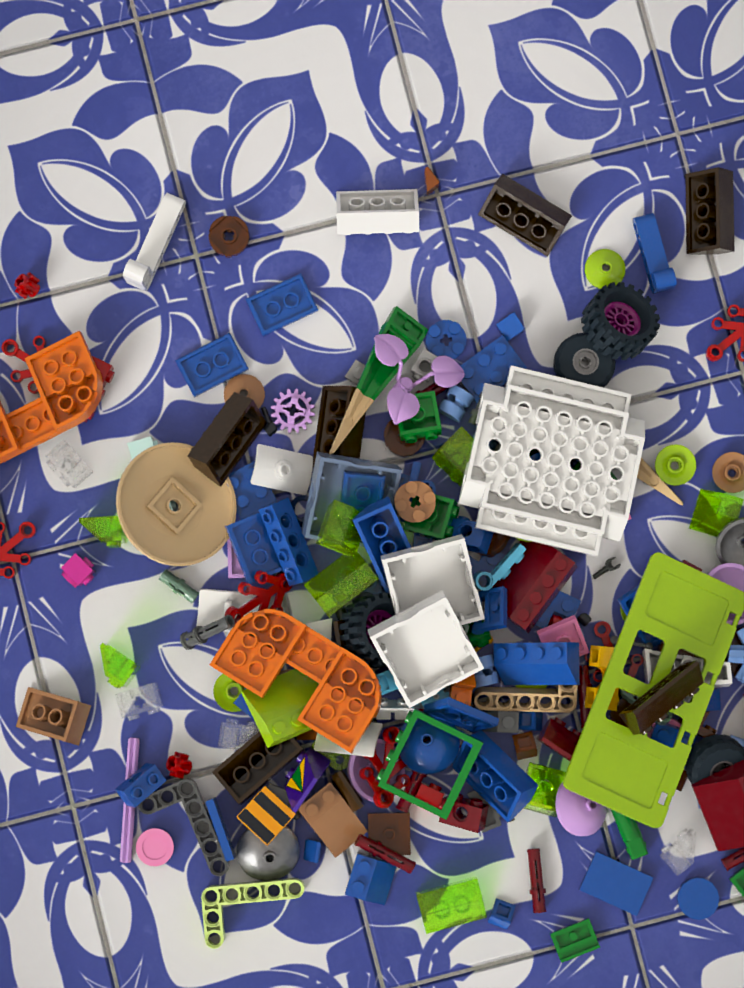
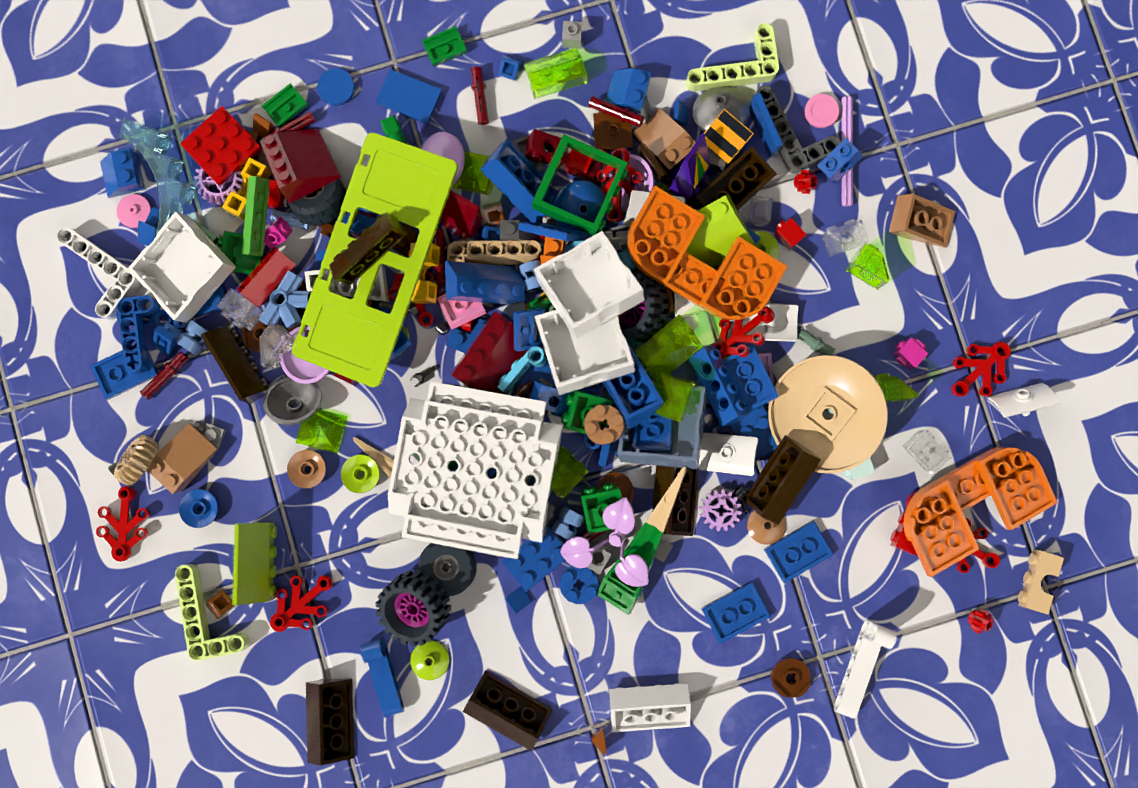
camera: 175 degrees left, 0 degrees up
(200, 634) = (775, 305): dark grey pin -> none
(201, 707) = (789, 233): none -> red brick
(430, 946) = (571, 34): none -> light grey brick
(680, 853) = (351, 124): clear slope -> none

